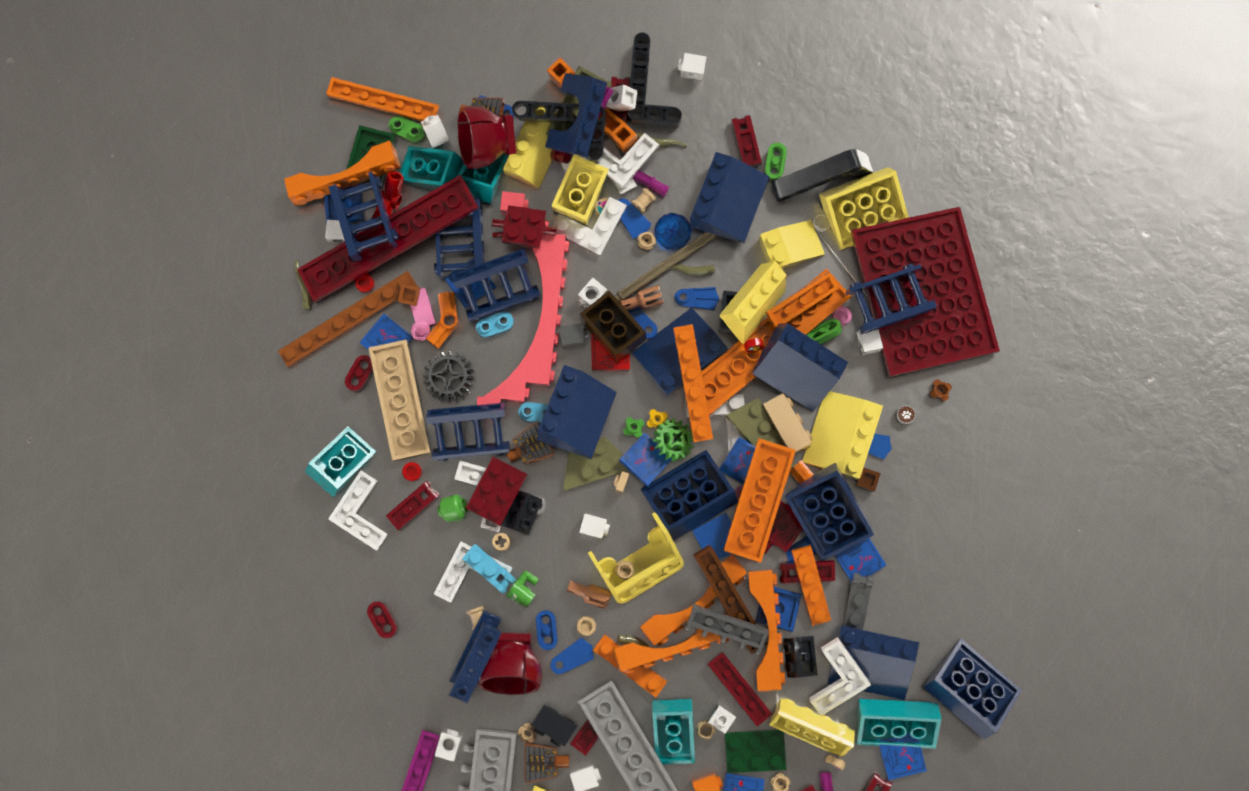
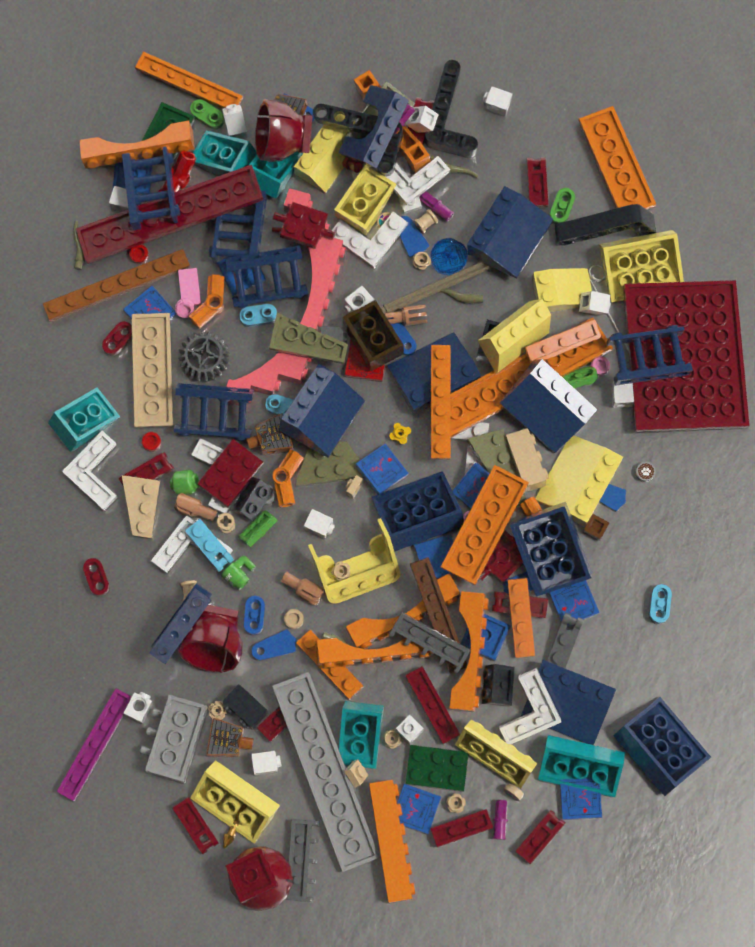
camera: 10 degrees right, 5 degrees down
(409, 294) = (180, 271): dark orange plate -> none
(413, 538) = (141, 503): none -> tan wing
(465, 532) = (193, 507): none -> nougat arm
(534, 541) = (257, 528): none -> bright green plate
(543, 344) = (304, 341): none -> olive wing
(553, 497) = (284, 489): none -> orange piece
(633, 432) = (378, 442): bright green plate -> none
(665, 436) = (415, 463): bright green gear -> none
(677, 772) = (356, 773): none -> tan plate
(698, 298) = (462, 324): blue piece -> none
(753, 345) = (506, 376): red tile -> none
(820, 106) = (616, 159): none -> orange plate
(826, 254) = (594, 303): none -> white brick
(946, 387) = (683, 448): dark orange plate -> none
(947, 545) = (660, 604): none -> medium azure plate

